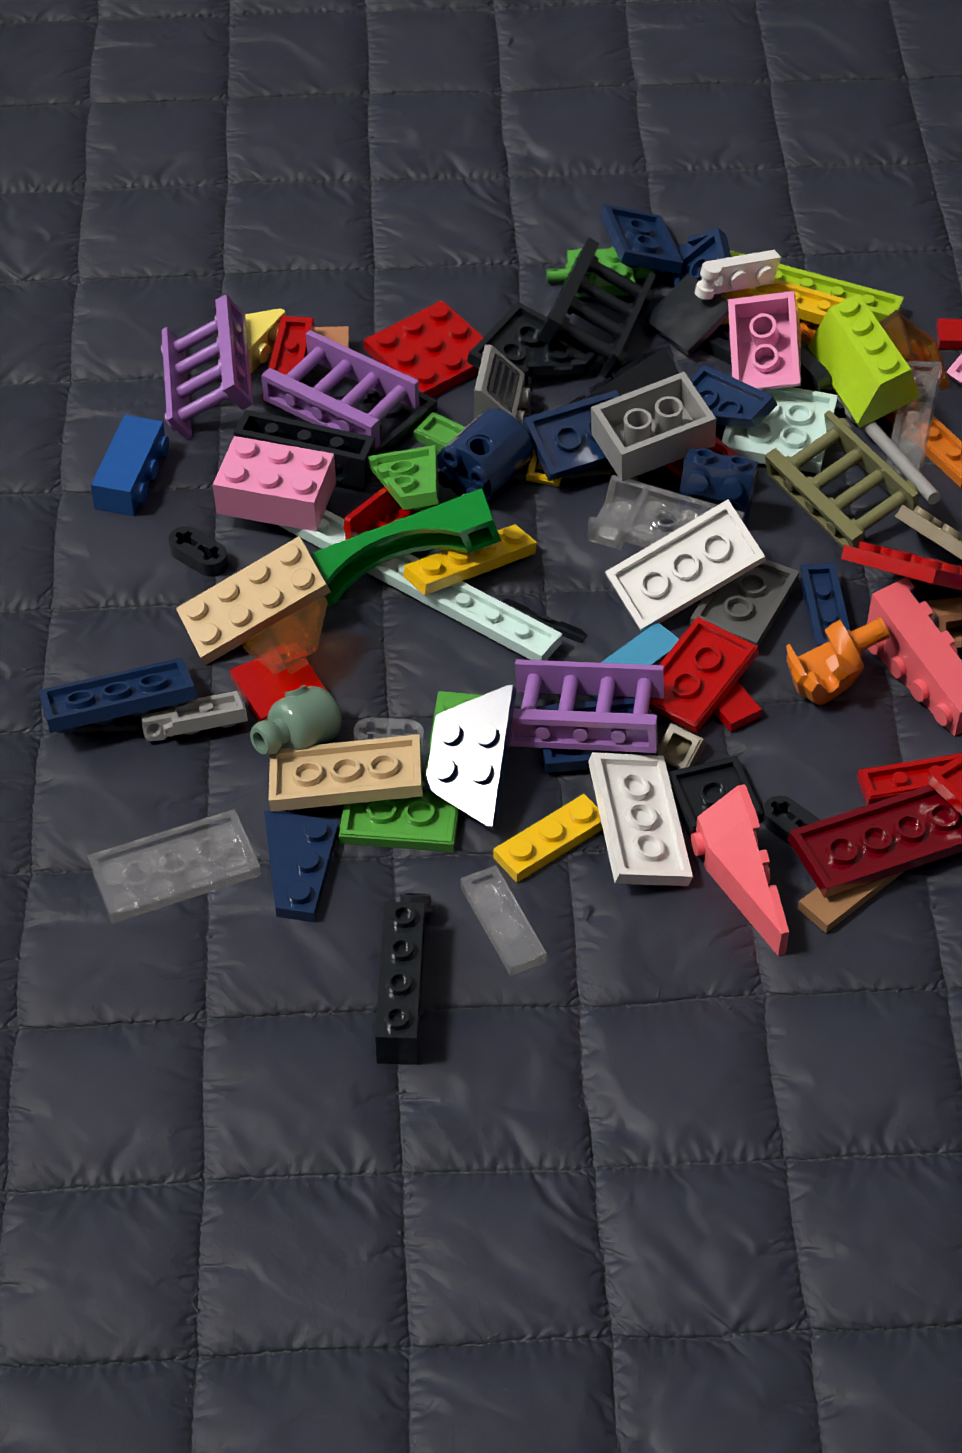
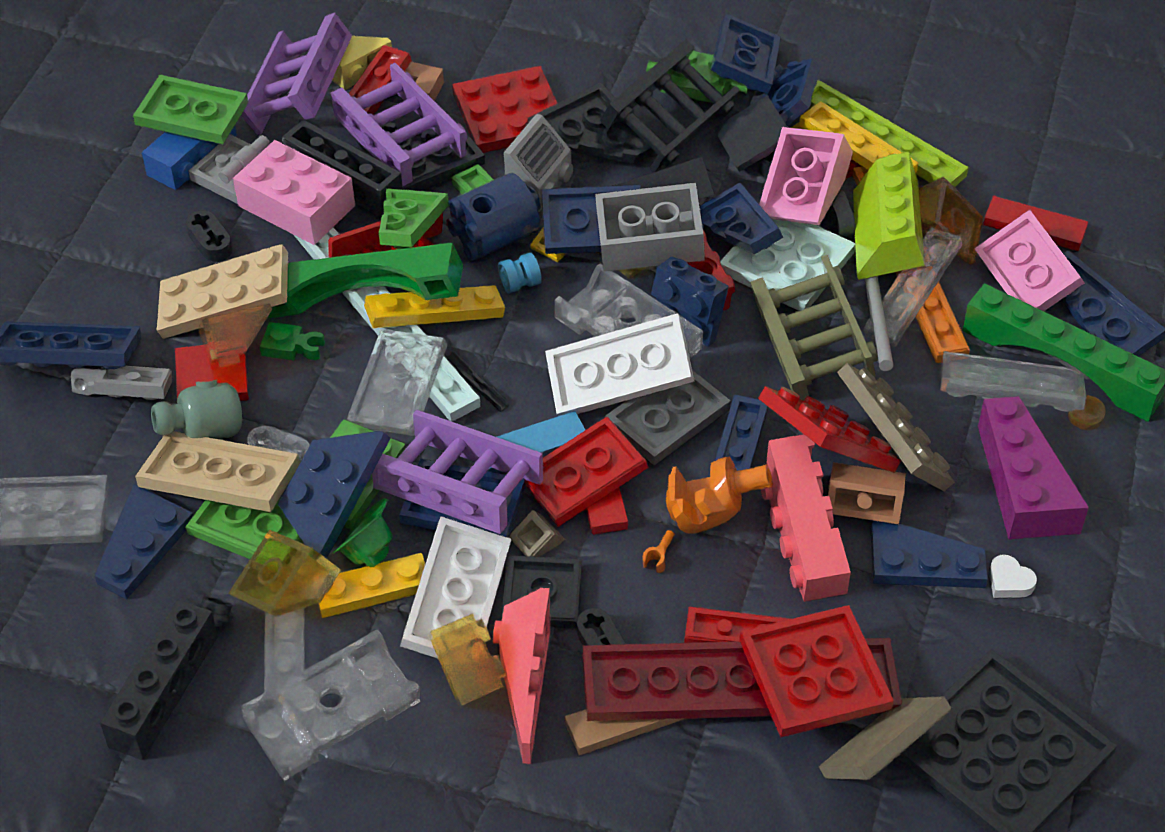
camera: 20 degrees right, 0 degrees up
(123, 428) = (191, 109): none -> bright green plate
(186, 477) = (224, 163): none -> light grey plate
(338, 633) = (287, 340): none -> green plate
(474, 849) = (284, 576): none -> clear yellow slope
(476, 639) = (397, 381): none -> clear plate
(526, 790) = (368, 538): none -> green piece
(535, 504) = (519, 273): none -> dark azure wheel
(558, 984) = (295, 724): none -> clear piece
(690, 876) = (466, 659): none -> clear yellow slope
(737, 273) = (806, 105): white plate -> none
(803, 730) = (658, 552): none -> orange hand

